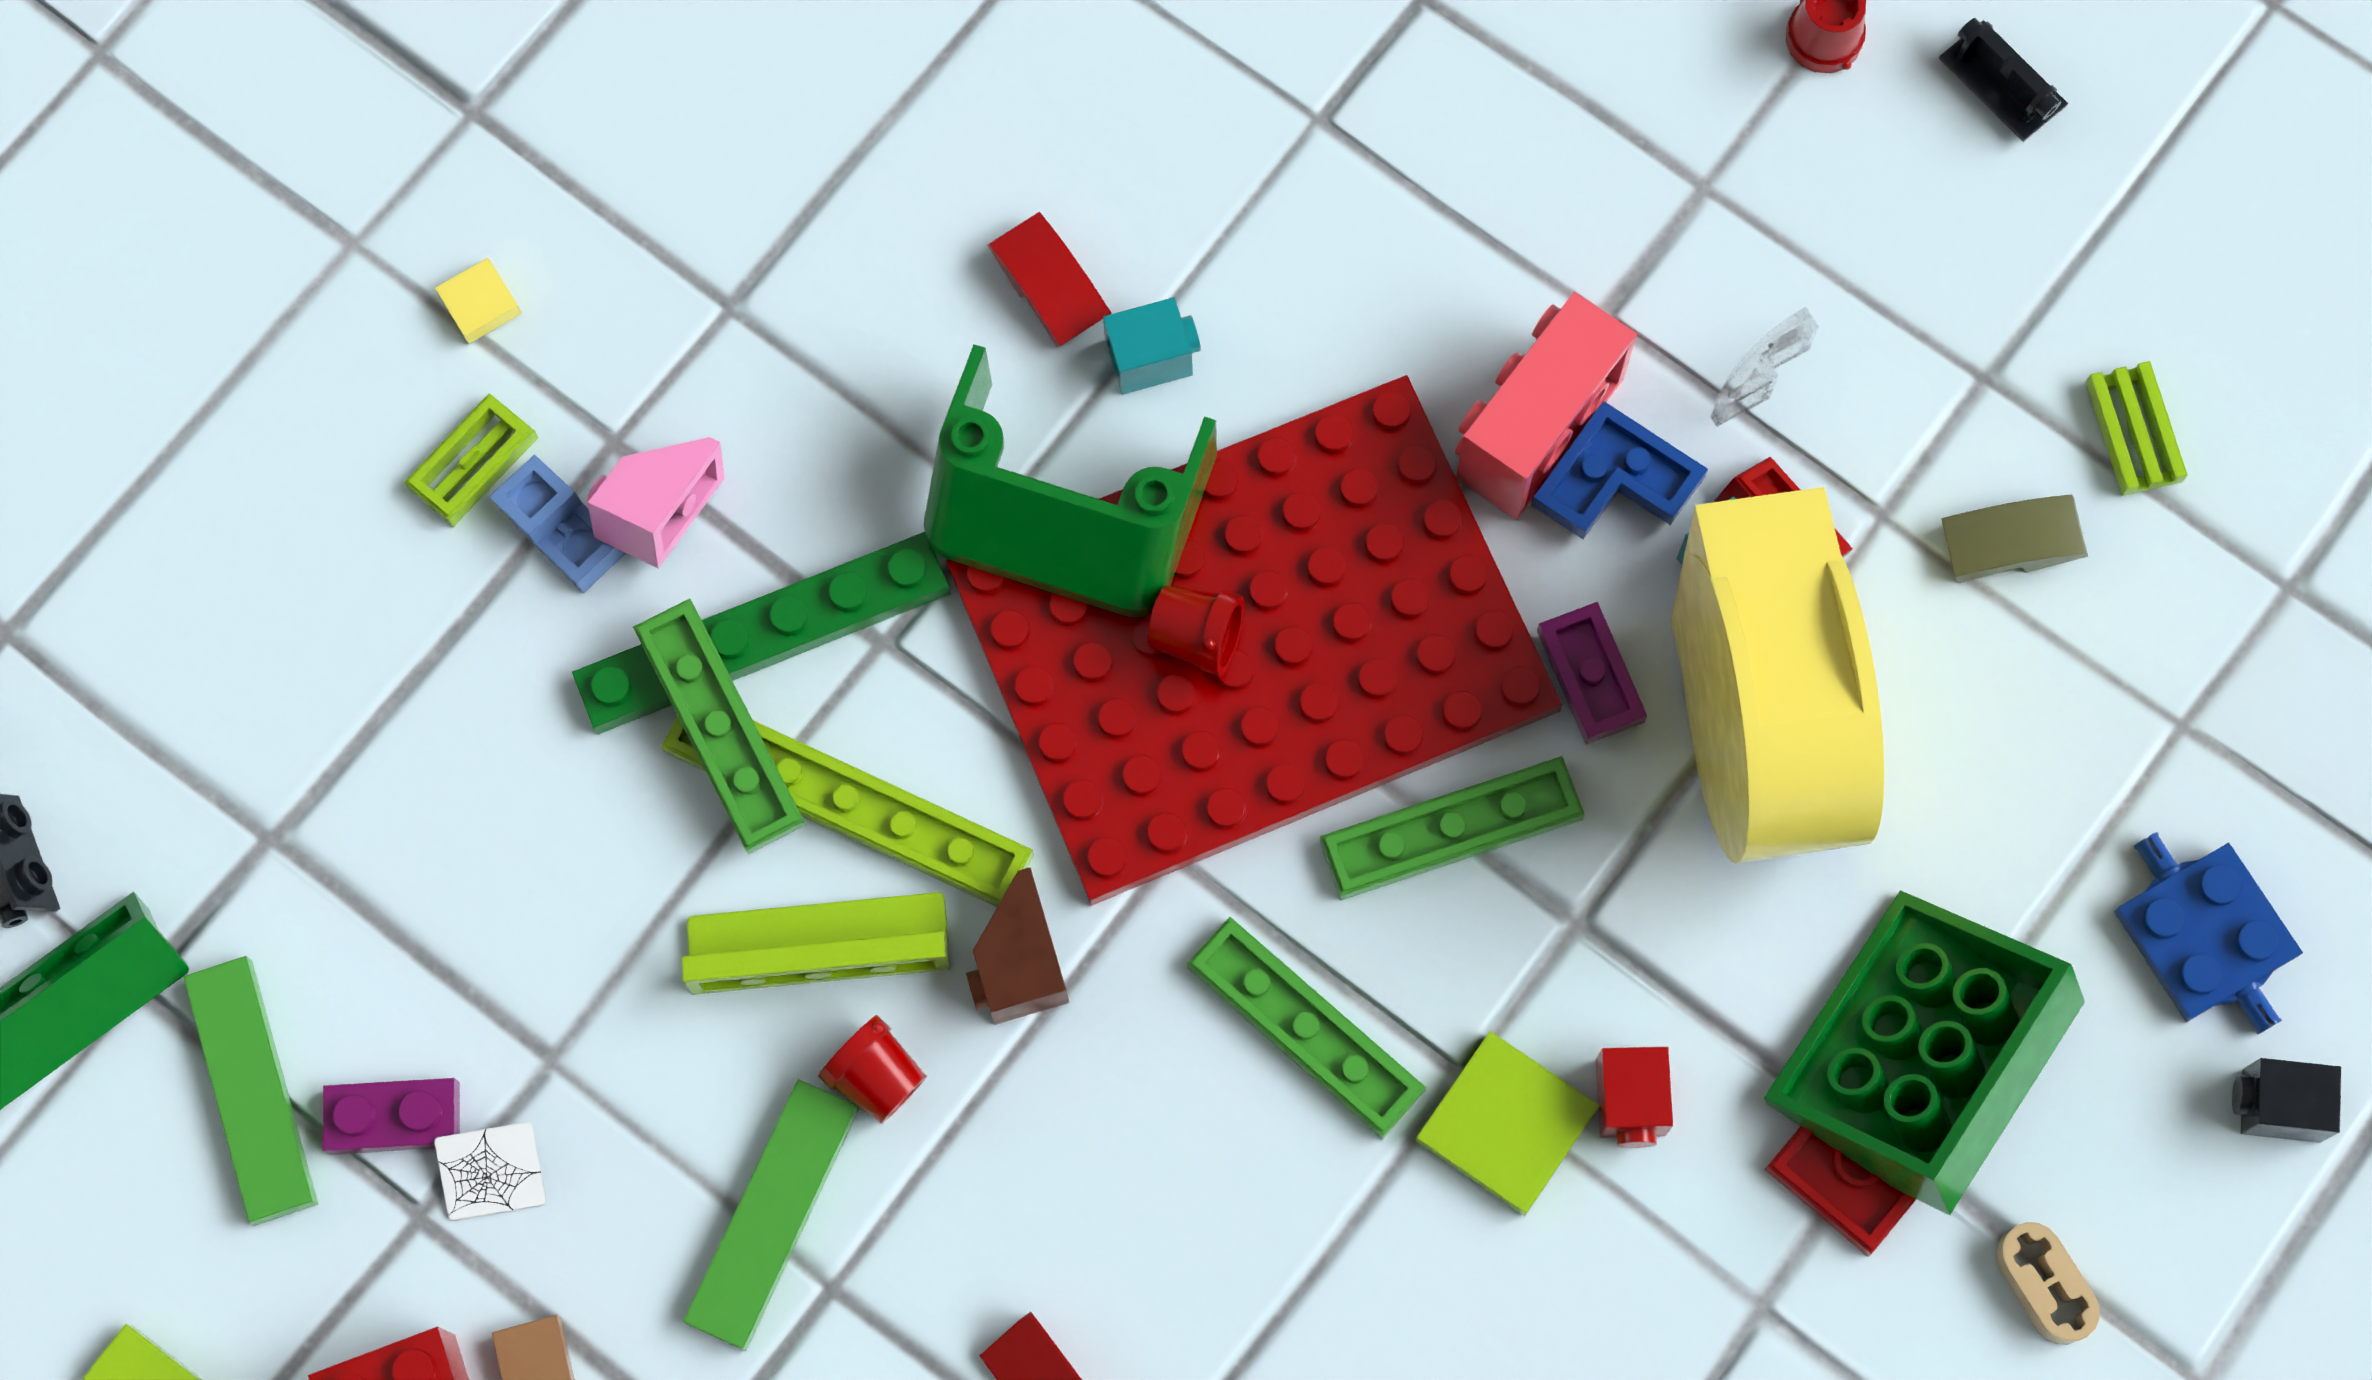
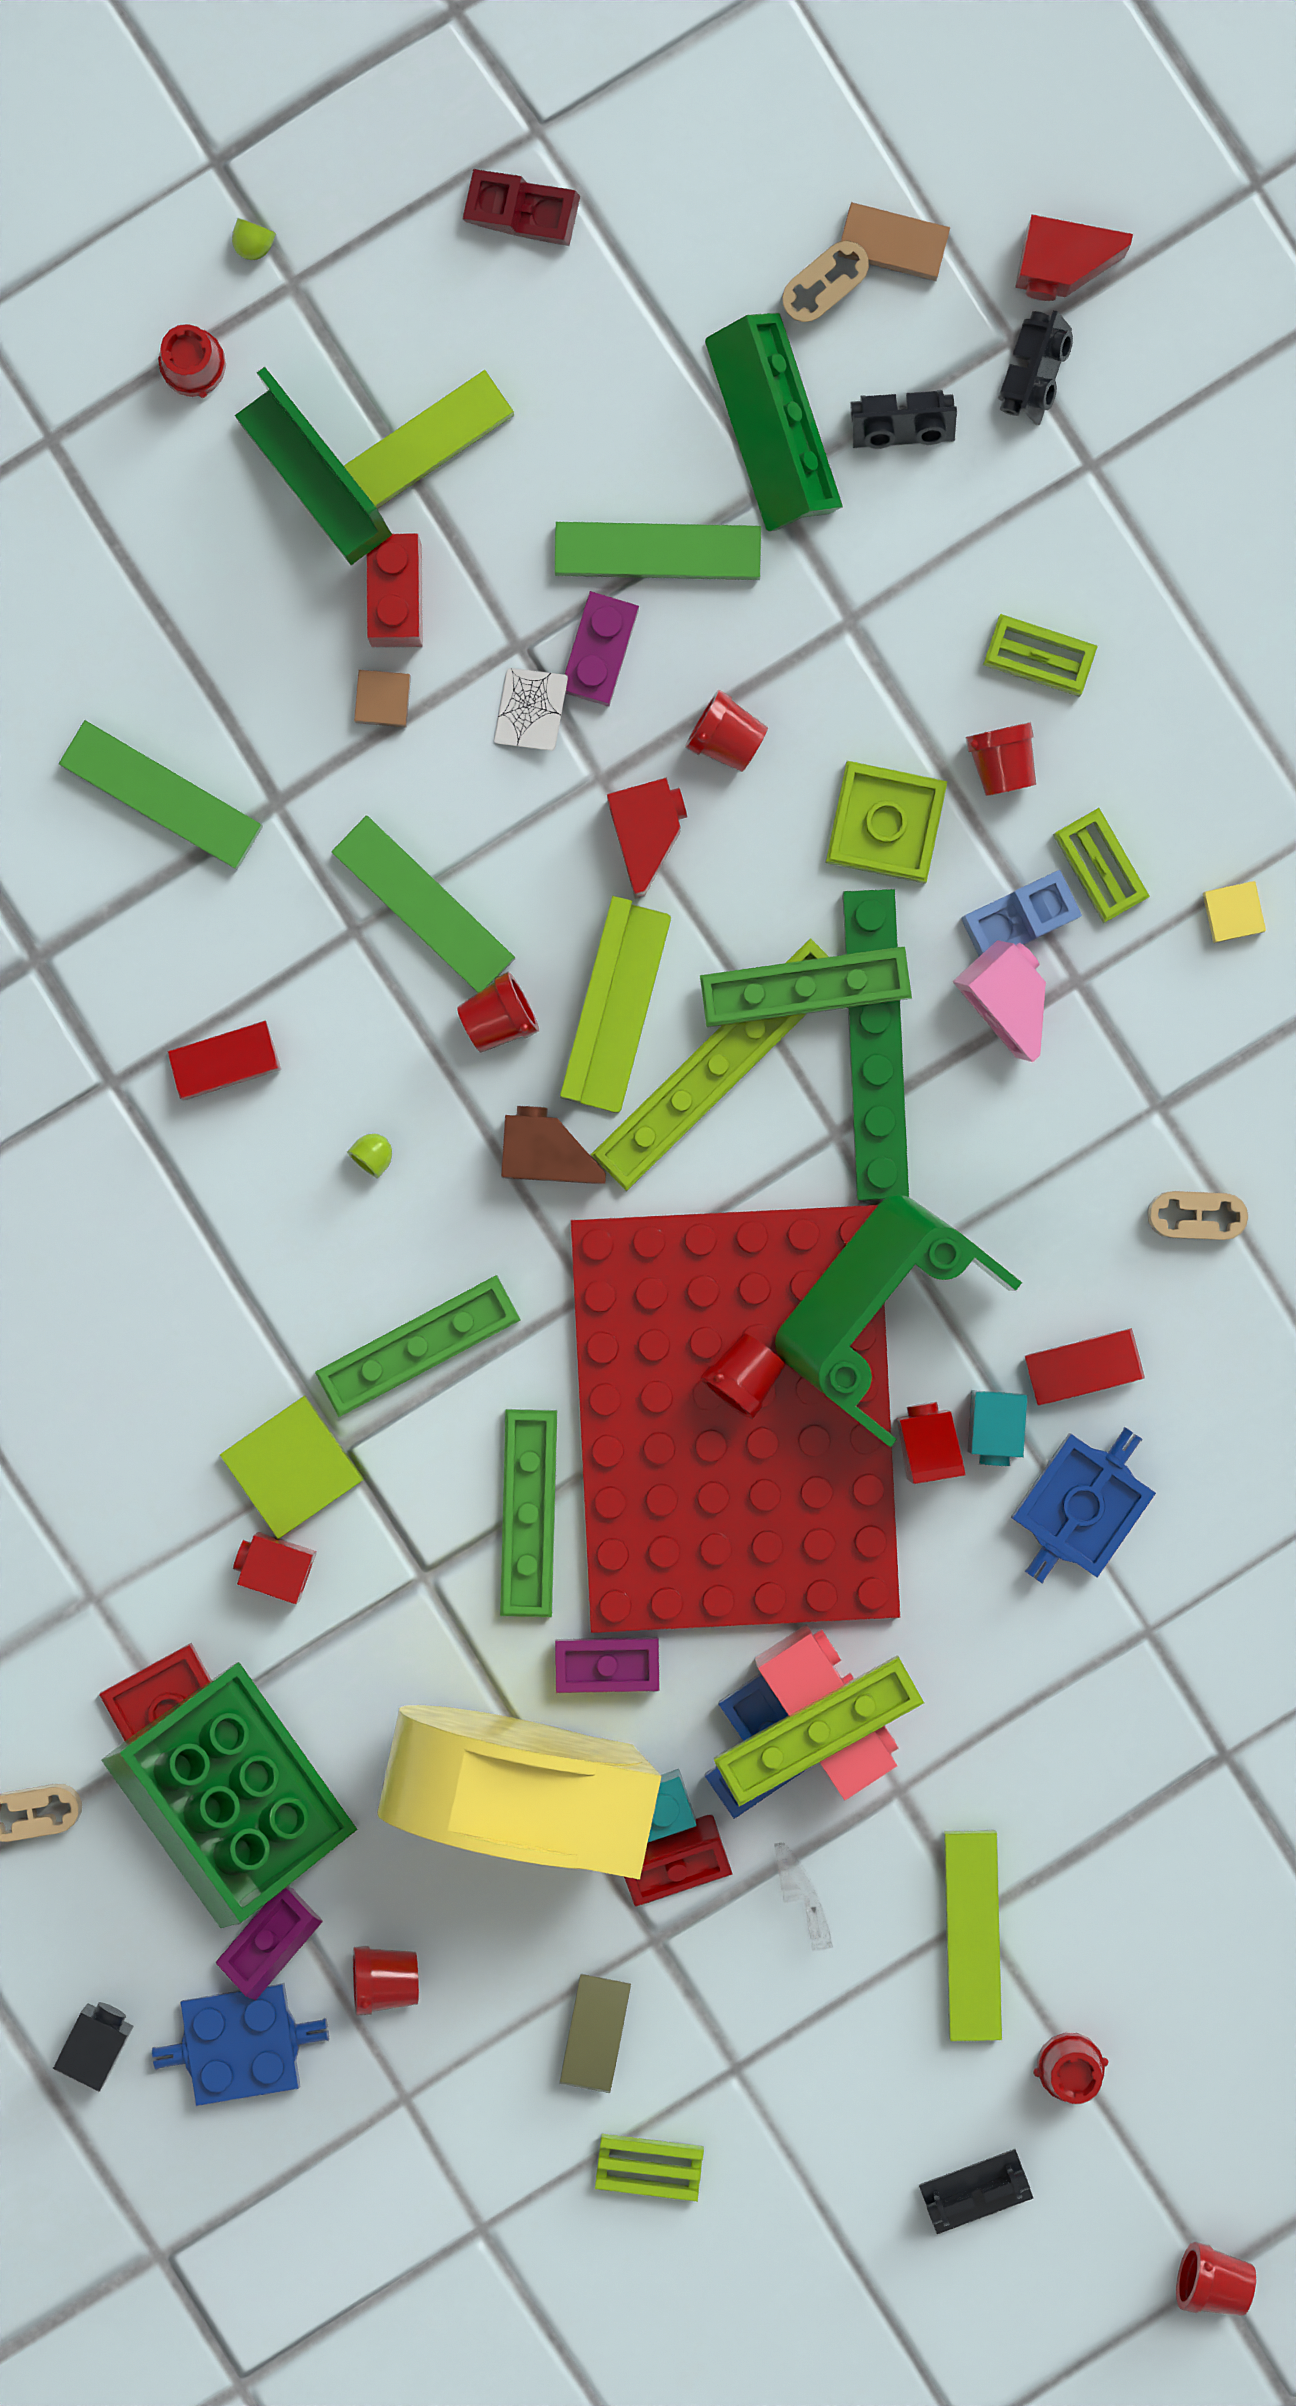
camera: 105 degrees right, 15 degrees up
(246, 660) = (1033, 674): none -> lime tile
(377, 601) = (1004, 758): none -> red piece
(445, 926) = (727, 733): none -> red piece
(496, 712) = (886, 822): none -> lime tile
(594, 978) = (646, 828): none -> red slope
(823, 225) = (1197, 1203): none -> tan beam
(1096, 1163) = (372, 1154): none -> lime hinge
(1200, 386) = (929, 1444): none -> red slope
(1204, 227) = (1083, 1505): none -> blue plate
(1570, 385) = (818, 1730): none -> lime tile
(1727, 180) = (973, 1935): none -> lime tile
(2060, 791) = (384, 1979): none -> red piece
(2095, 943) = (269, 1942): none -> magenta plate

